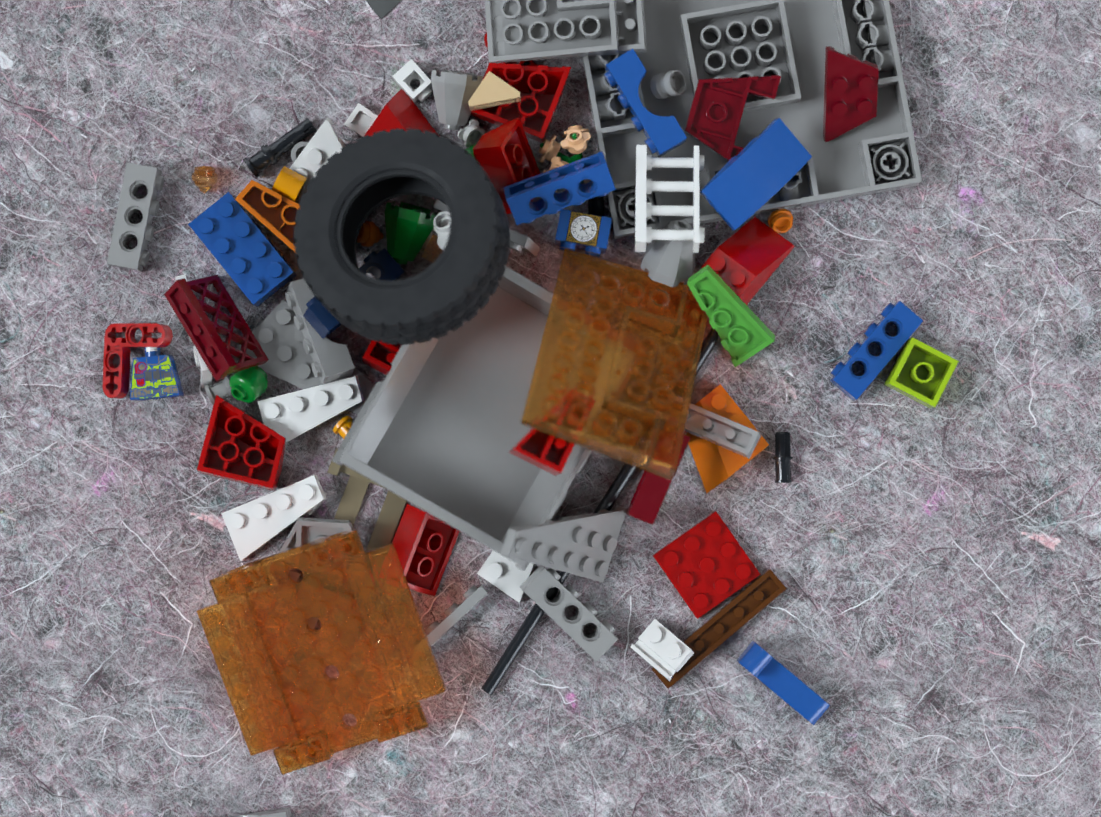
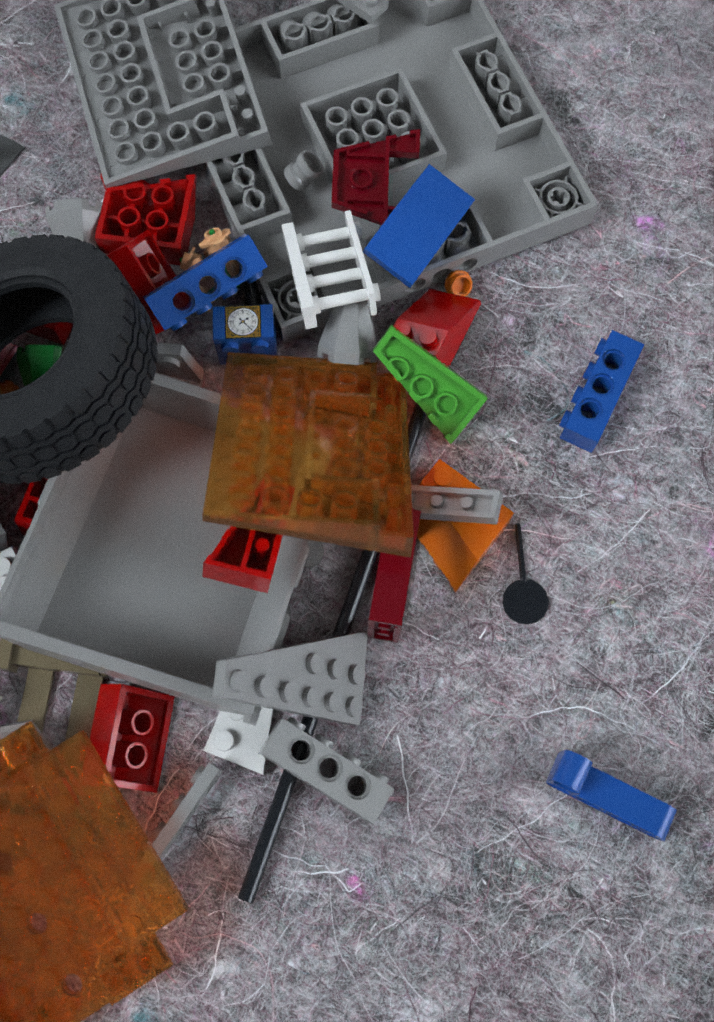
camera: 15 degrees left, 15 degrees down
(410, 73) = (27, 224): white brick -> none
(493, 93) = (114, 210): tan slope -> none
(662, 132) = (305, 207): blue arch -> none
(662, 649) = (452, 790): white plate -> none
(706, 564) = (477, 675): red plate -> none
(728, 621) = (512, 749): reddish brown plate -> none
(761, 512) = (524, 599): none -> black piece
(782, 457) = (532, 530): black axle -> none
(848, 93) = (494, 135): dark red wing -> none
(921, 372) = (659, 400): lime brick -> none

